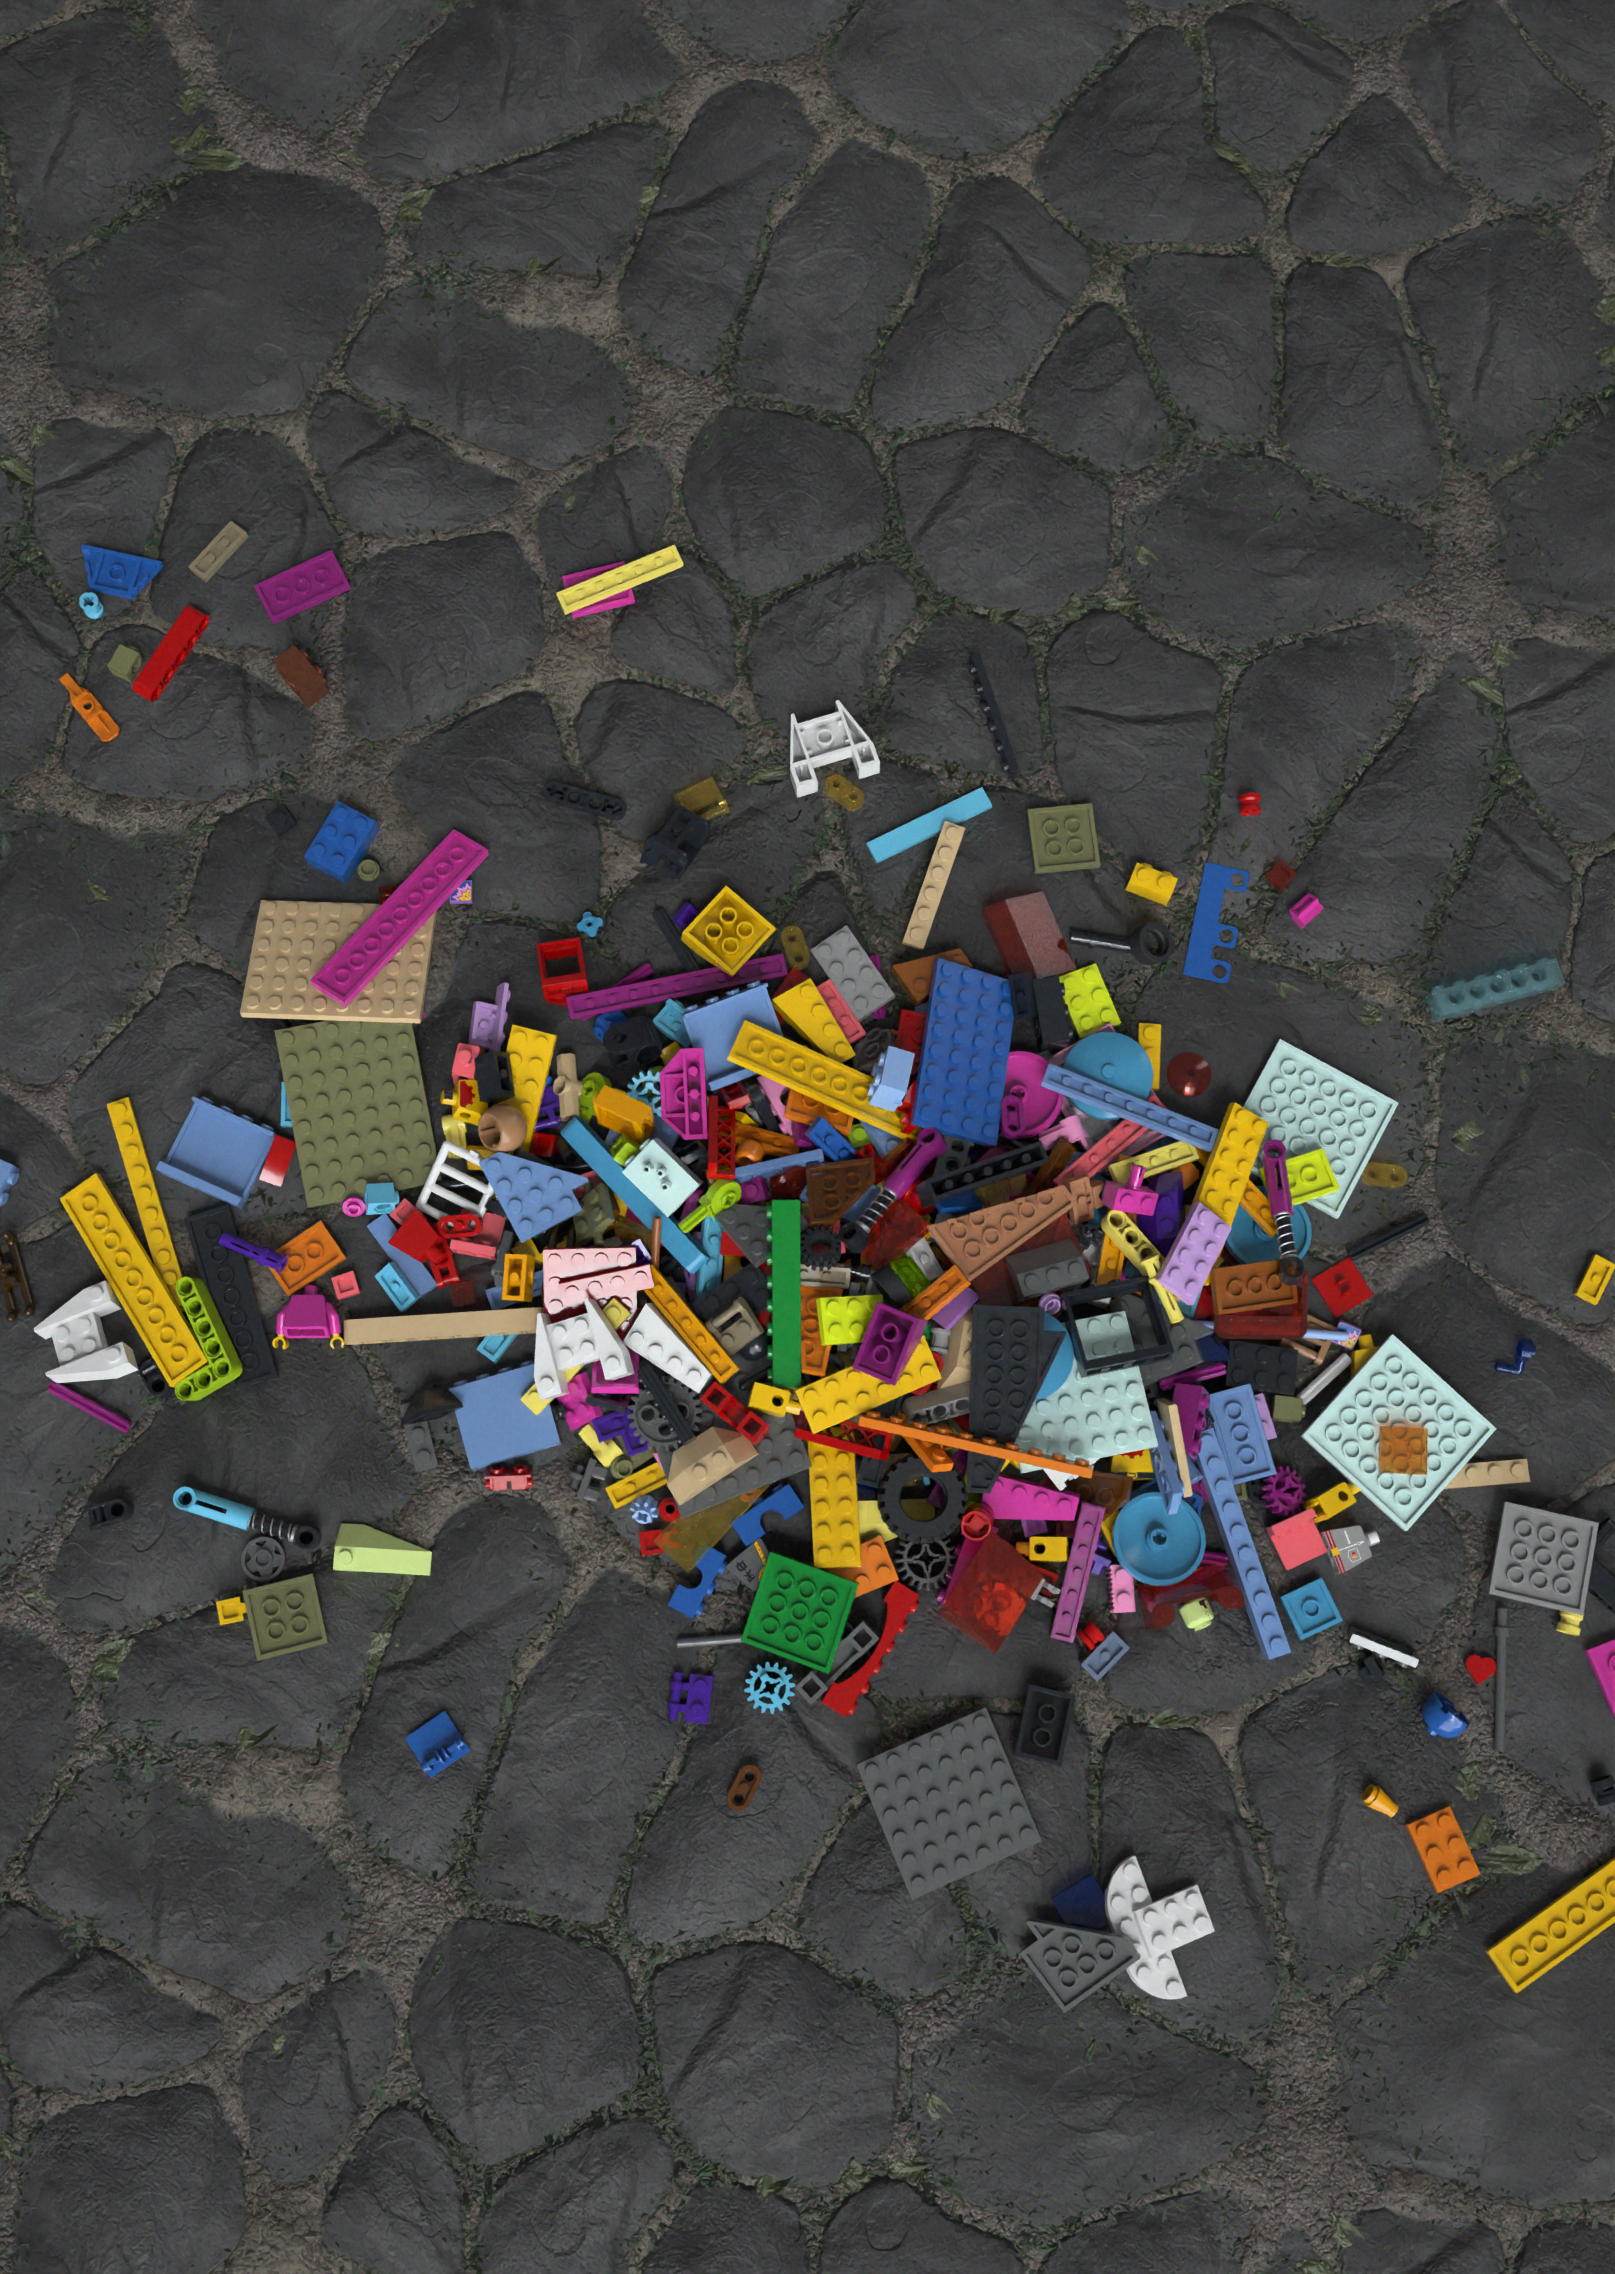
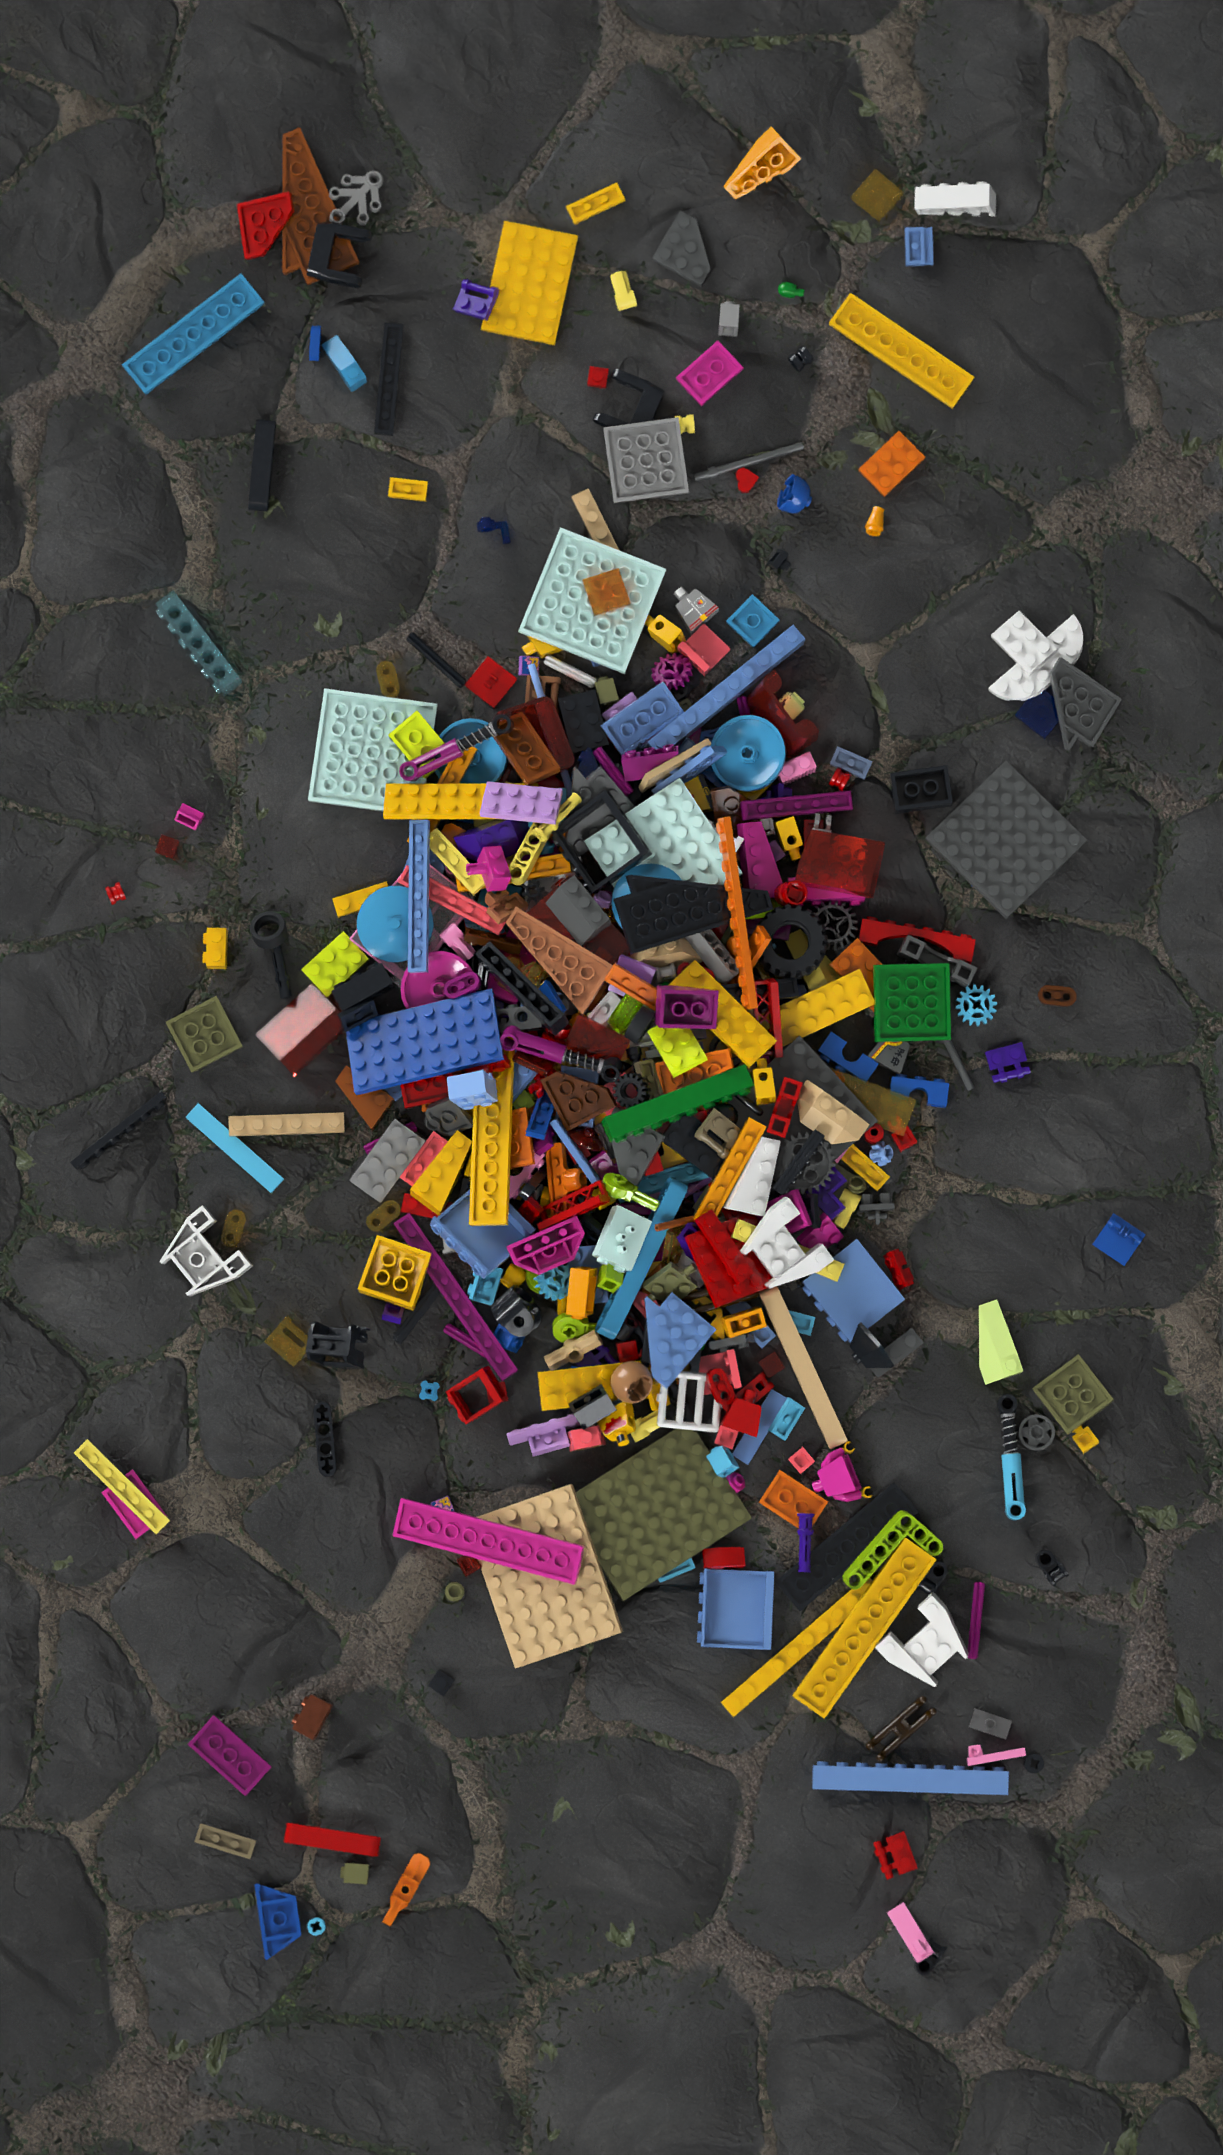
camera: 105 degrees left, 5 degrees up
(342, 842) = (441, 1622): blue brick -> none
(1182, 1082) = (366, 871): clear red dish -> none
(1206, 927) = (231, 893): blue piece -> none
(1382, 1647) = (760, 557): plate -> none

